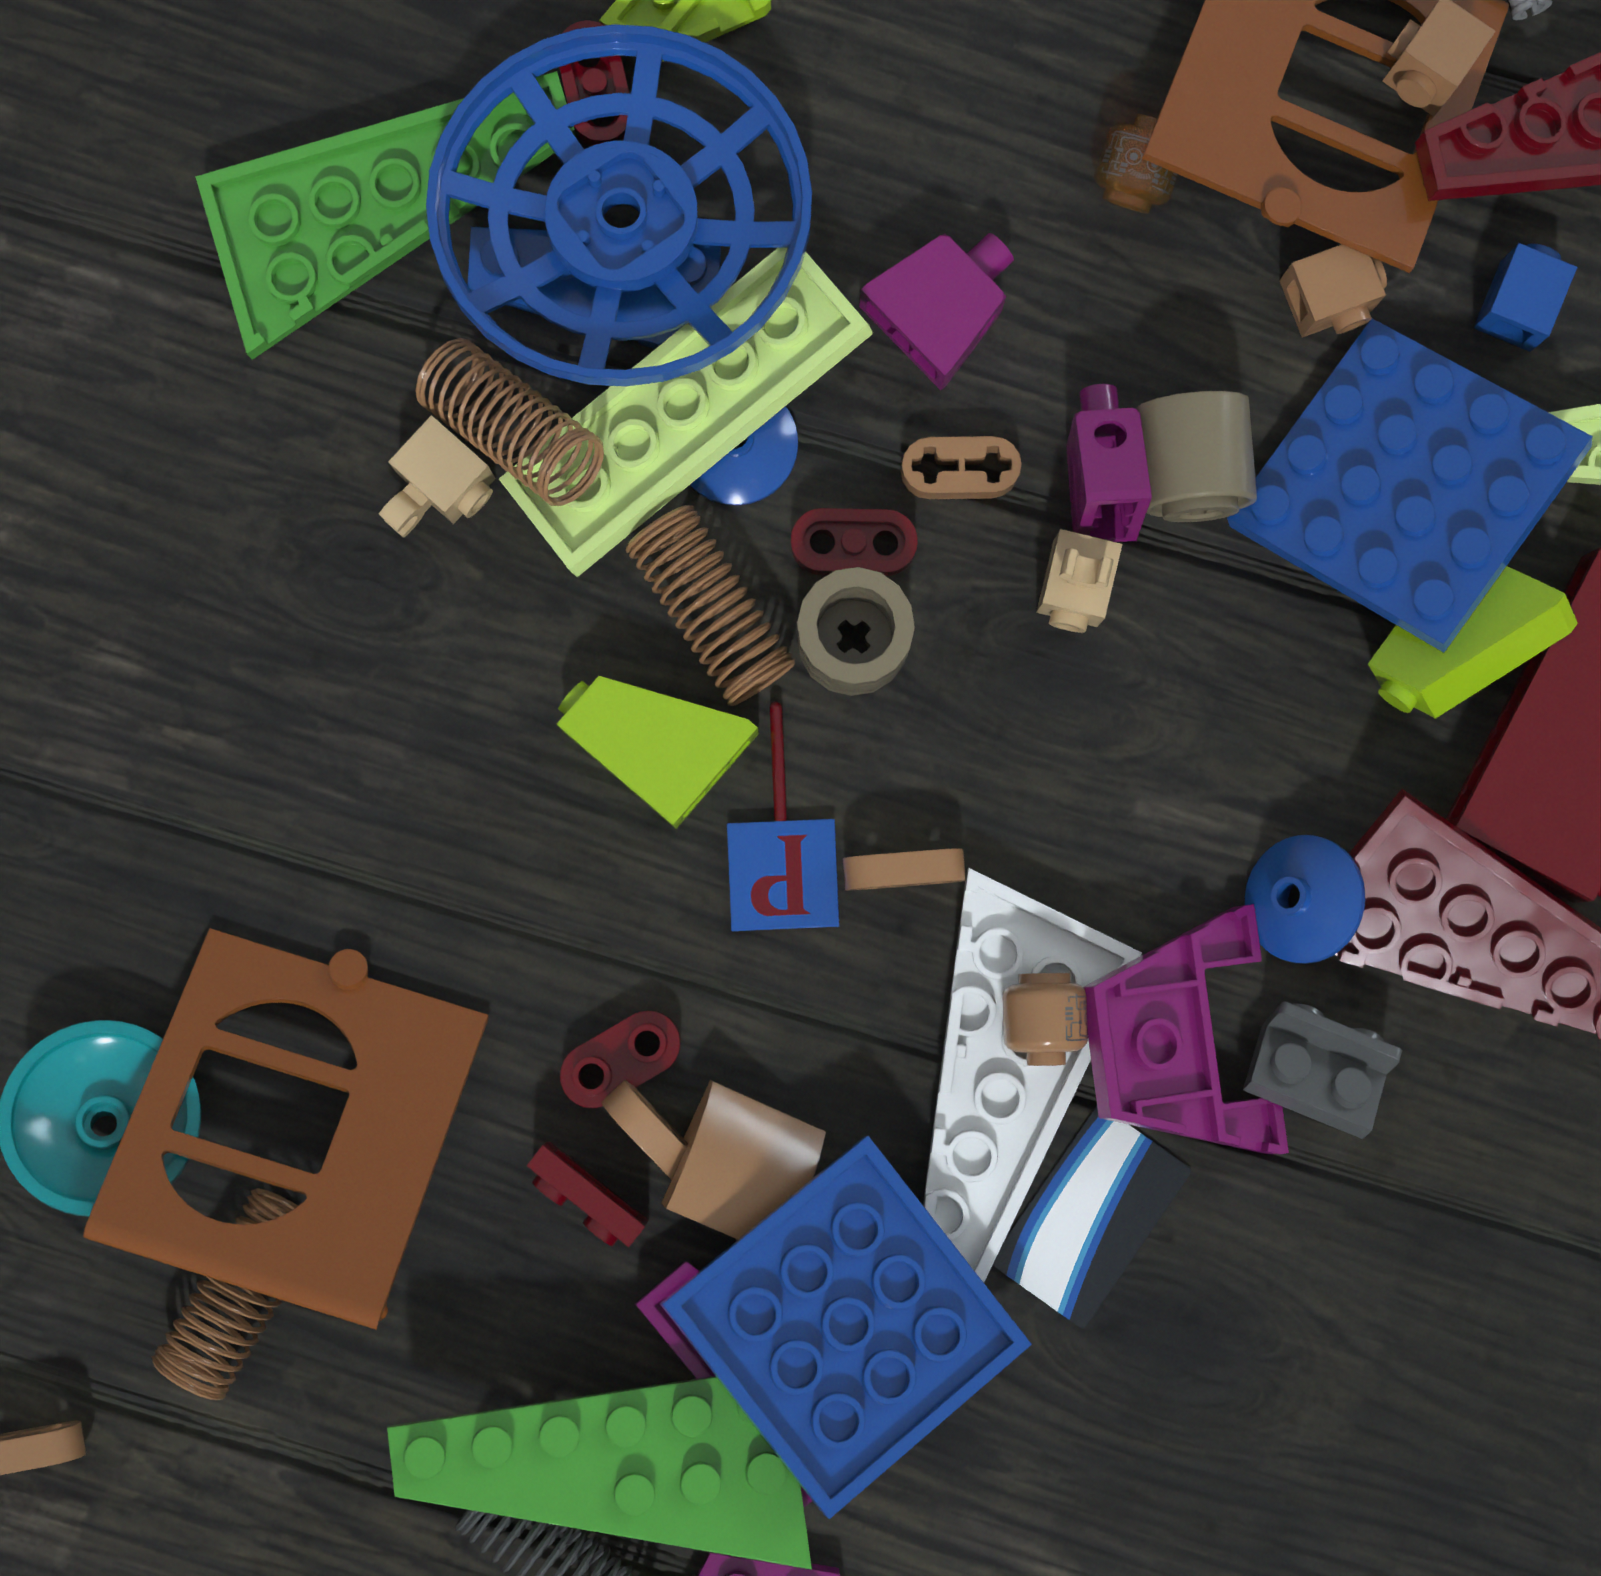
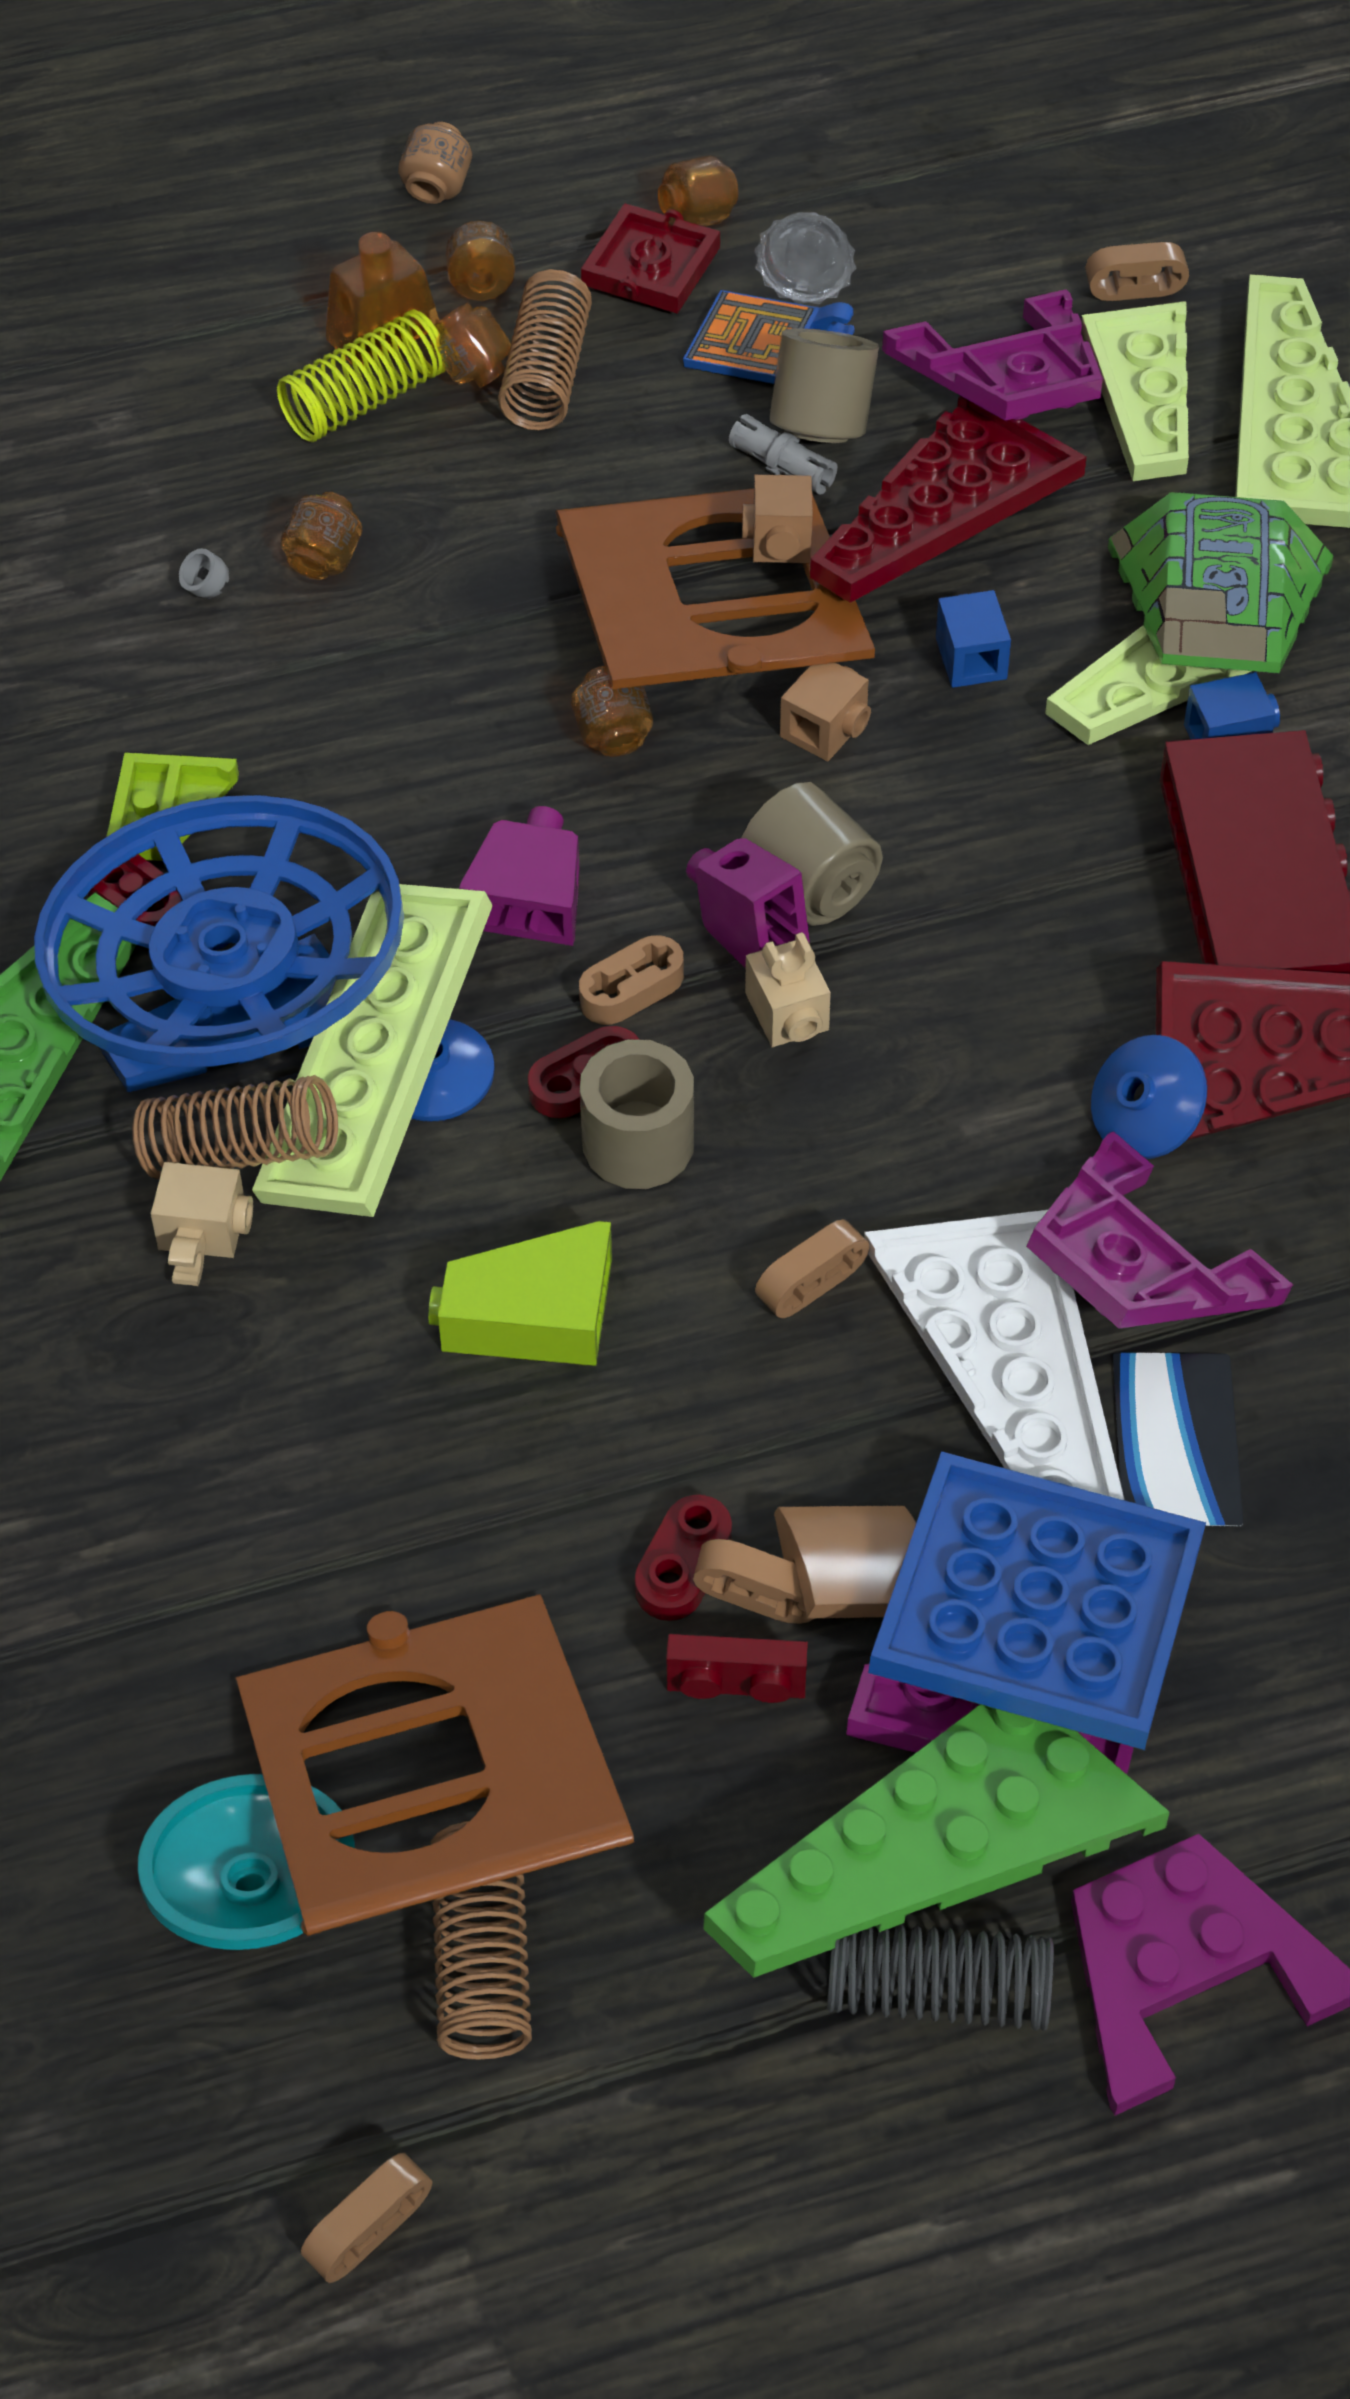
camera: 30 degrees left, 30 degrees down
(683, 521) = (431, 1147): medium nougat piece -> none
(782, 868) = (710, 1339): blue piece -> none
(1045, 1017) = (1014, 1284): medium nougat head -> none
(1321, 1068) = (1263, 1202): dark grey bracket -> none
(1410, 483) = (989, 786): blue plate -> none
(1504, 631) = (1117, 849): lime slope -> none

